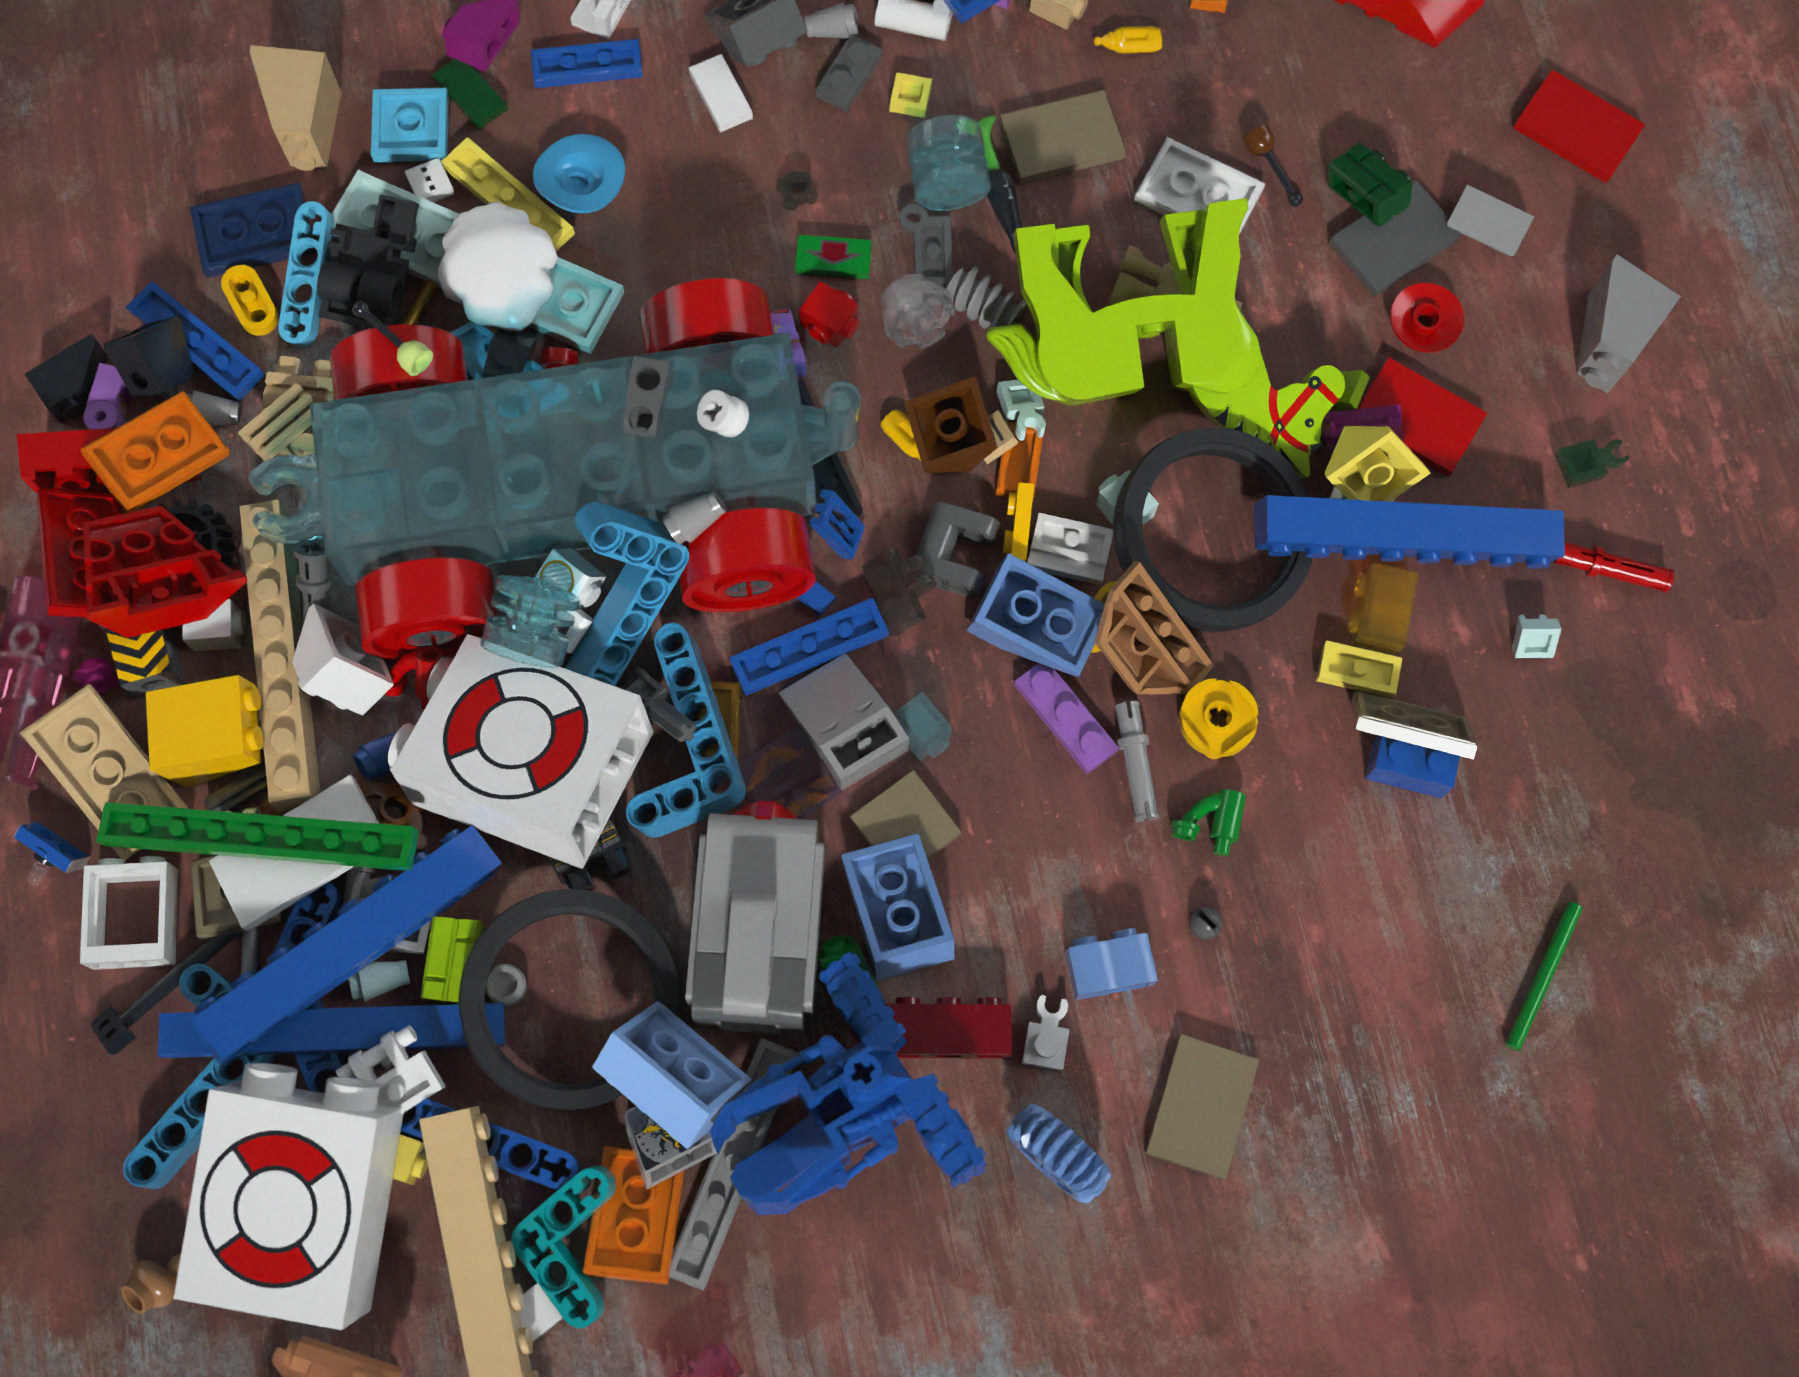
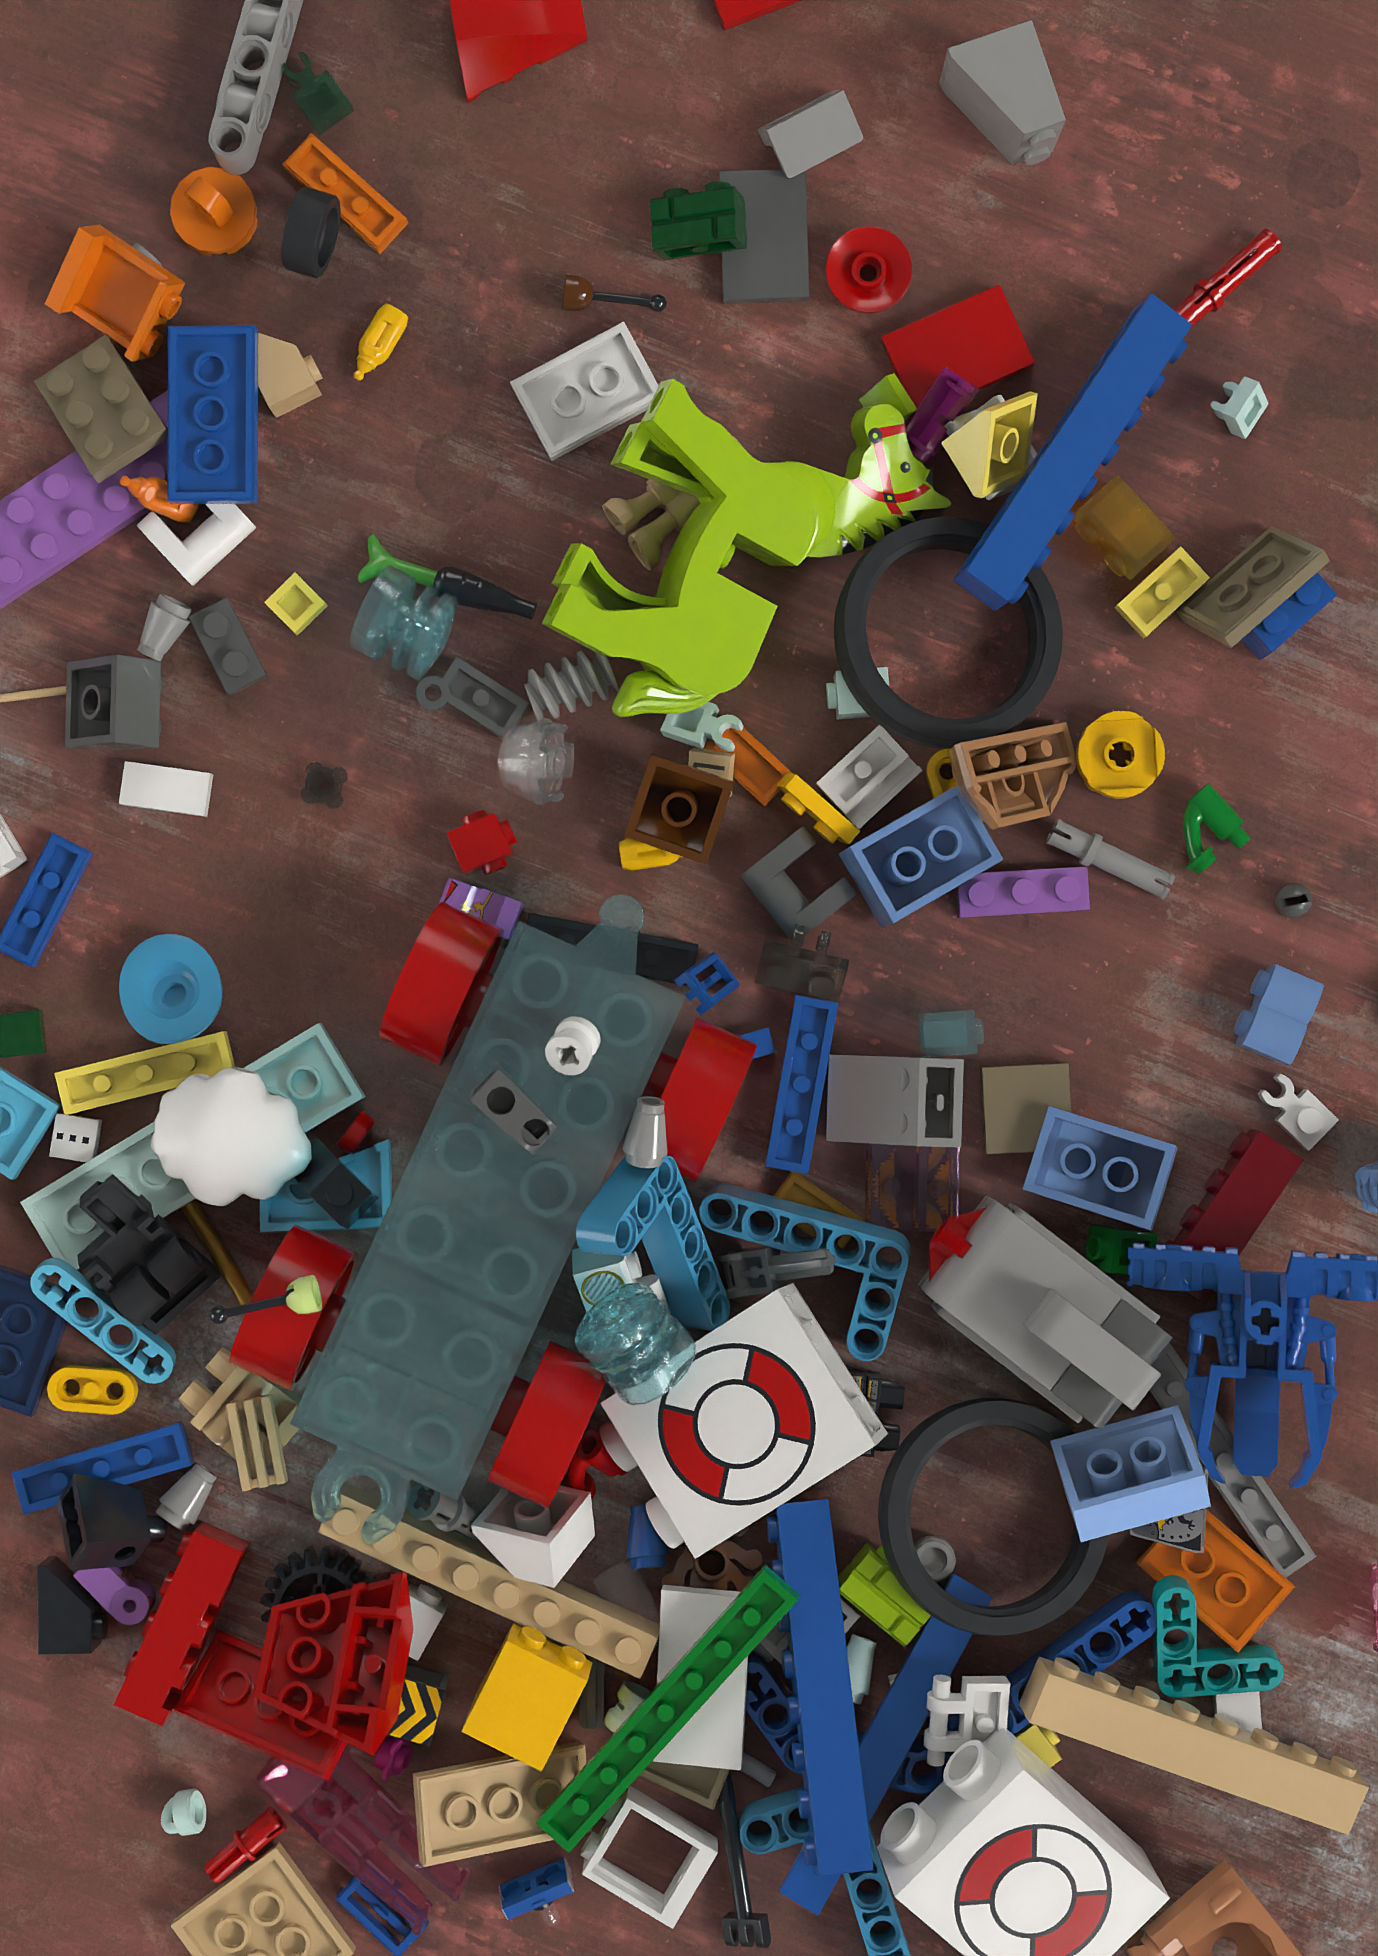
camera: 50 degrees left, 15 degrees up
(155, 452) = (211, 1580): orange tile -> none
(833, 257) = (419, 796): green tile -> none
(1062, 136) = (439, 484): dark tan tile -> none
(1587, 463) = (1109, 227): clear green plate -> none

